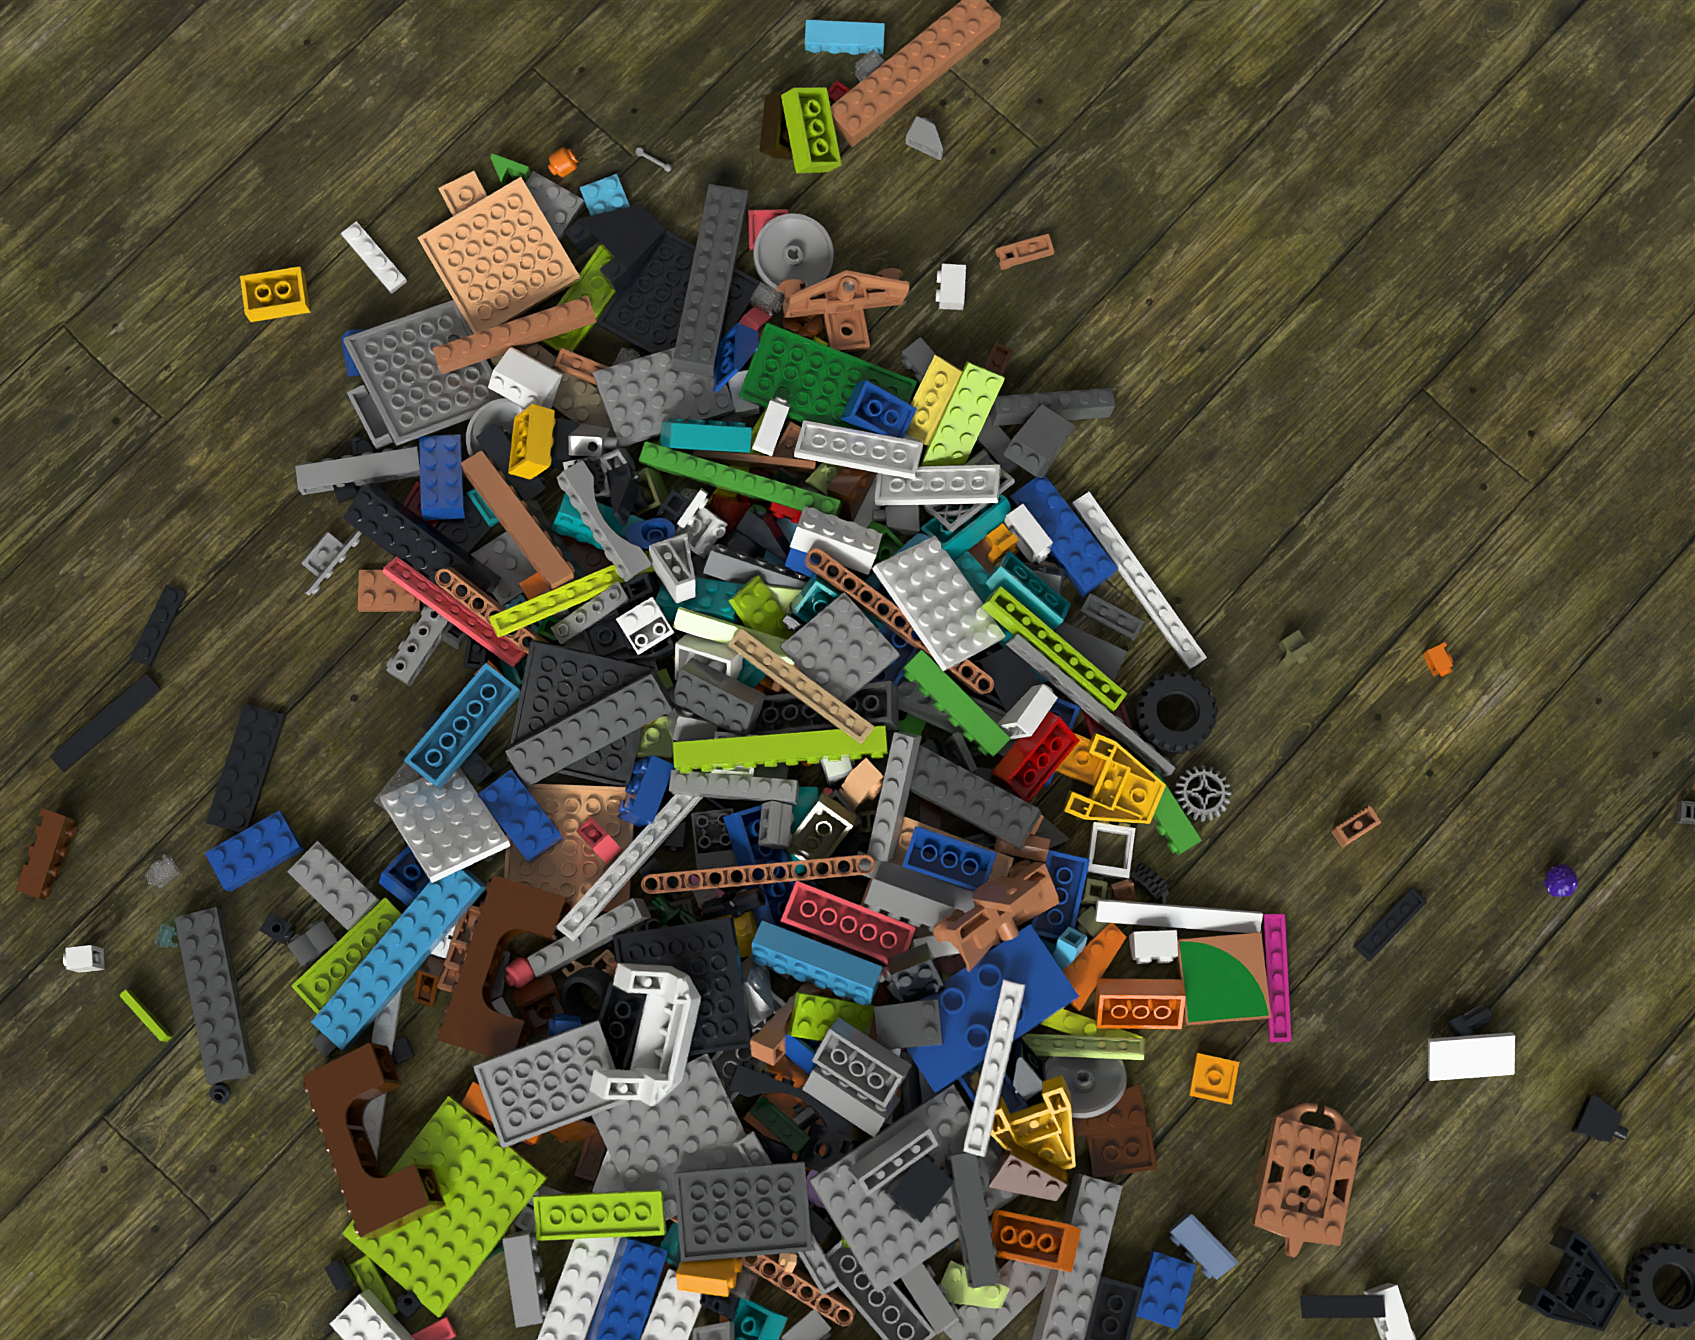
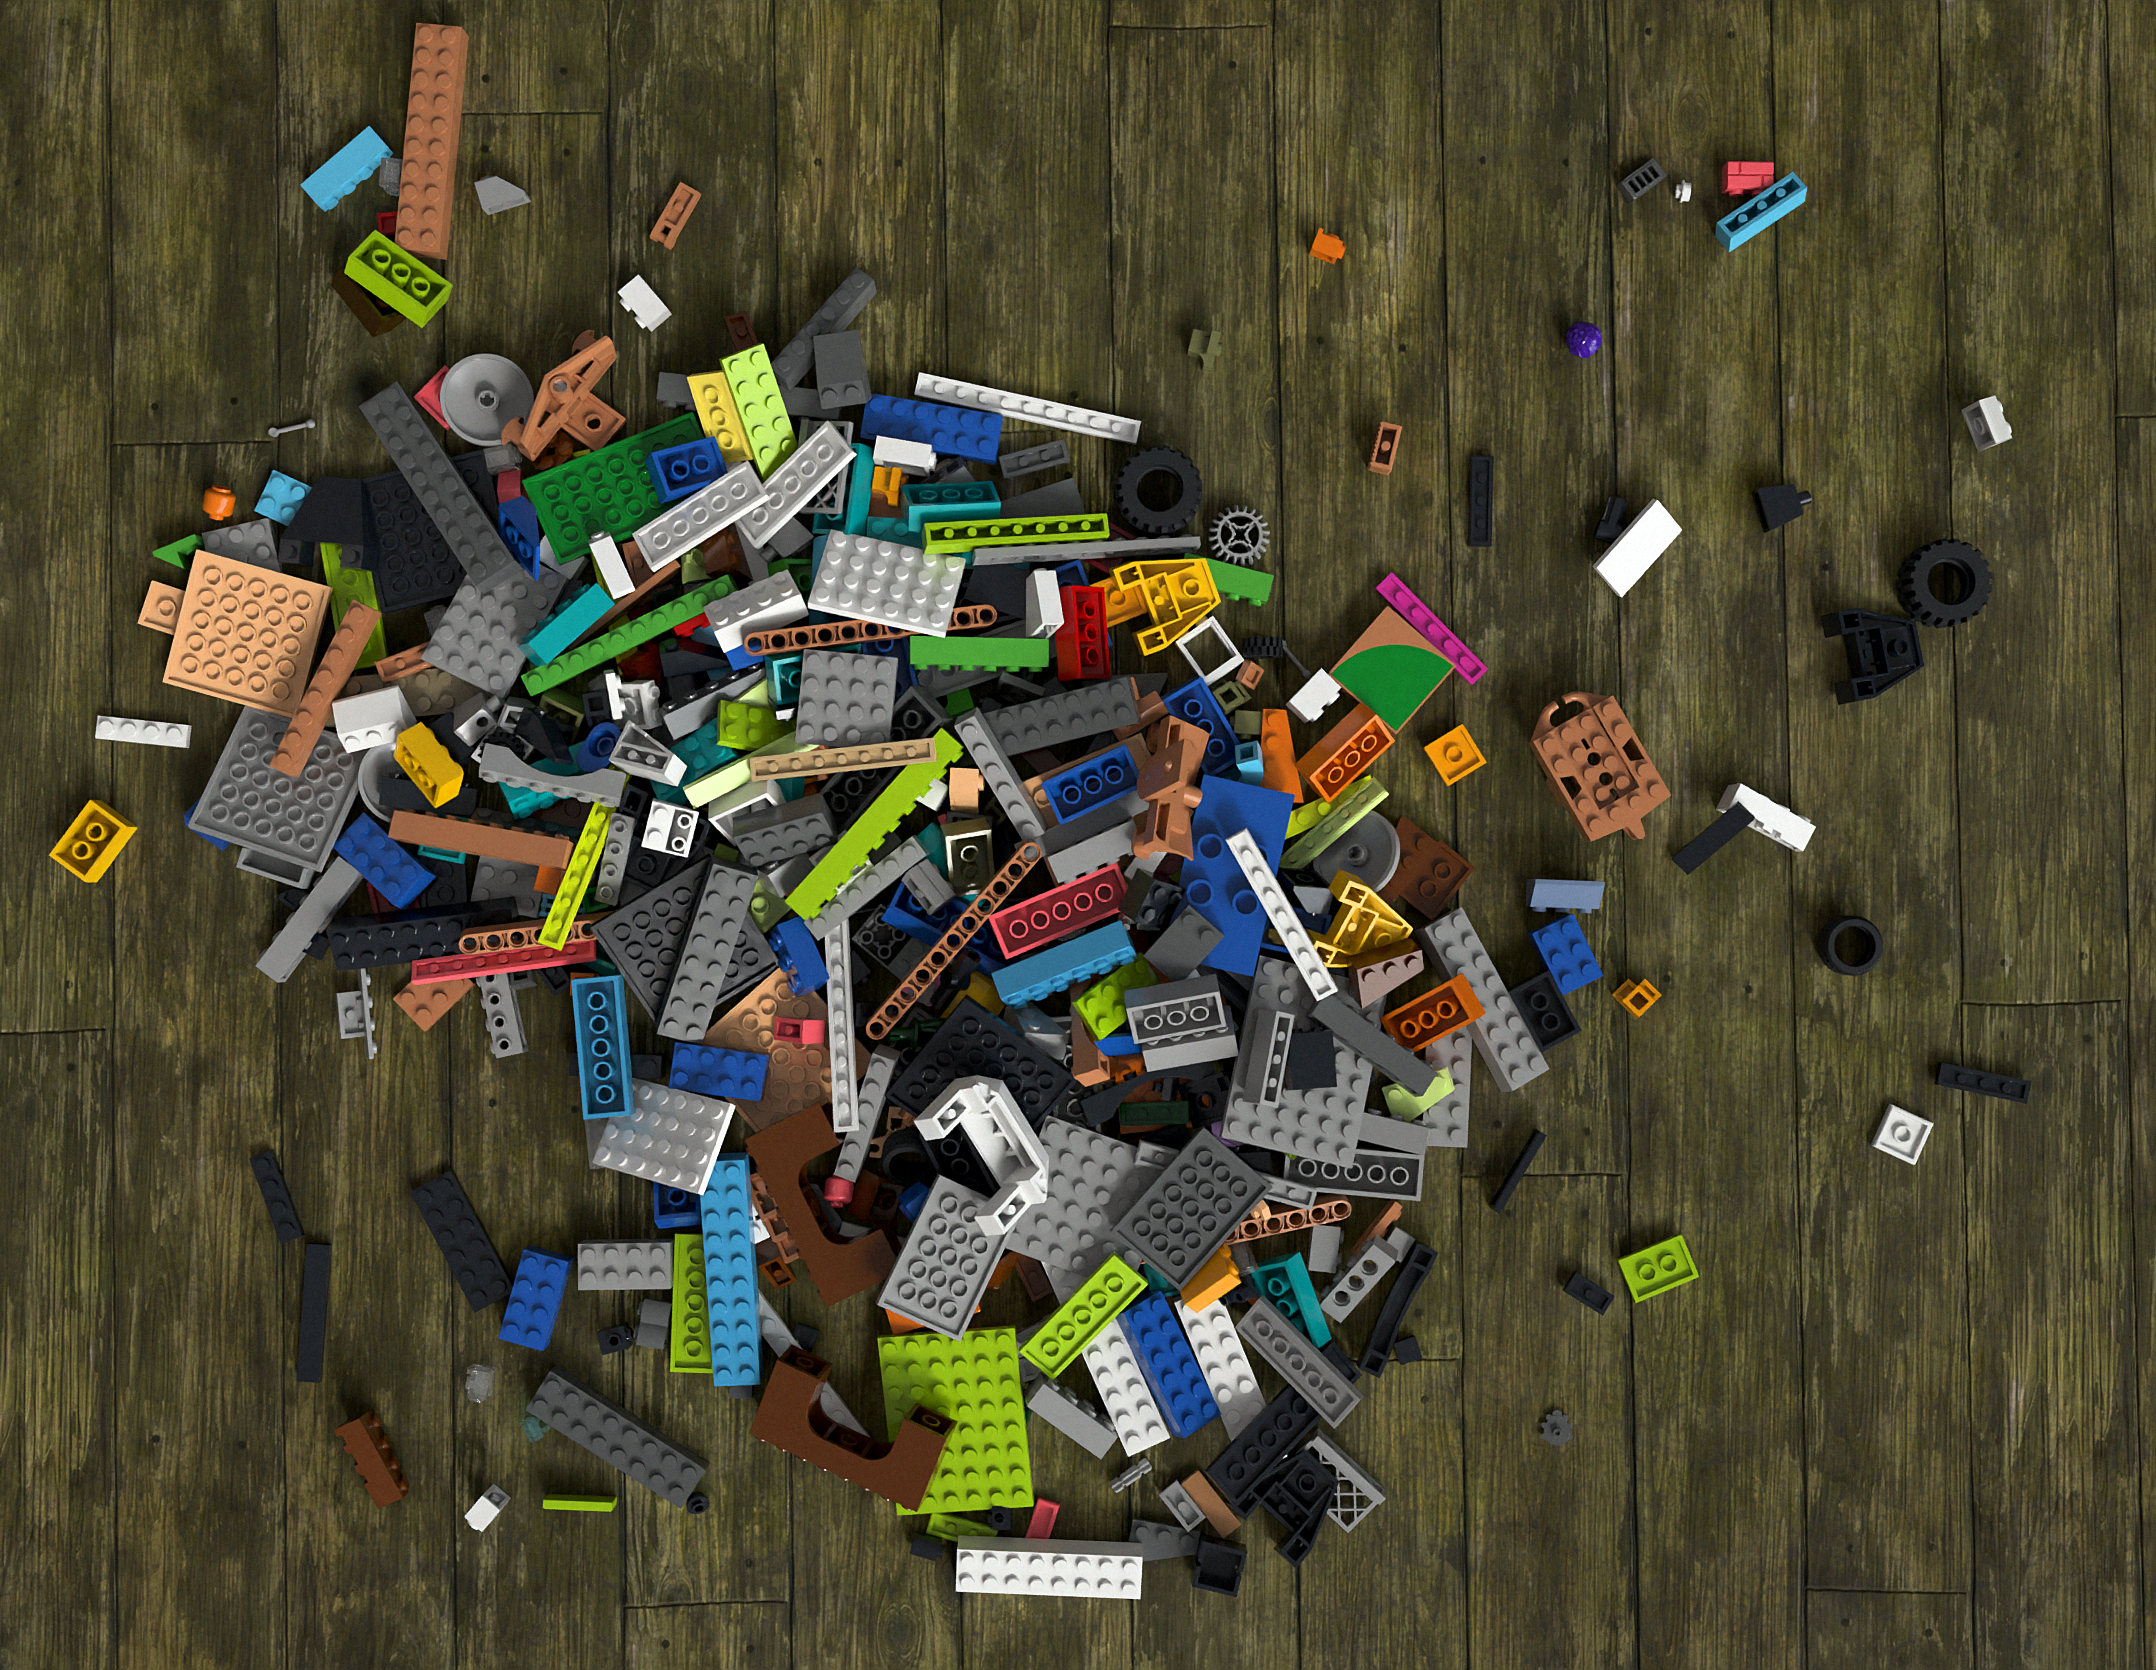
camera: 45 degrees left, 10 degrees up
(1178, 916) = (1311, 654): white tile -> none

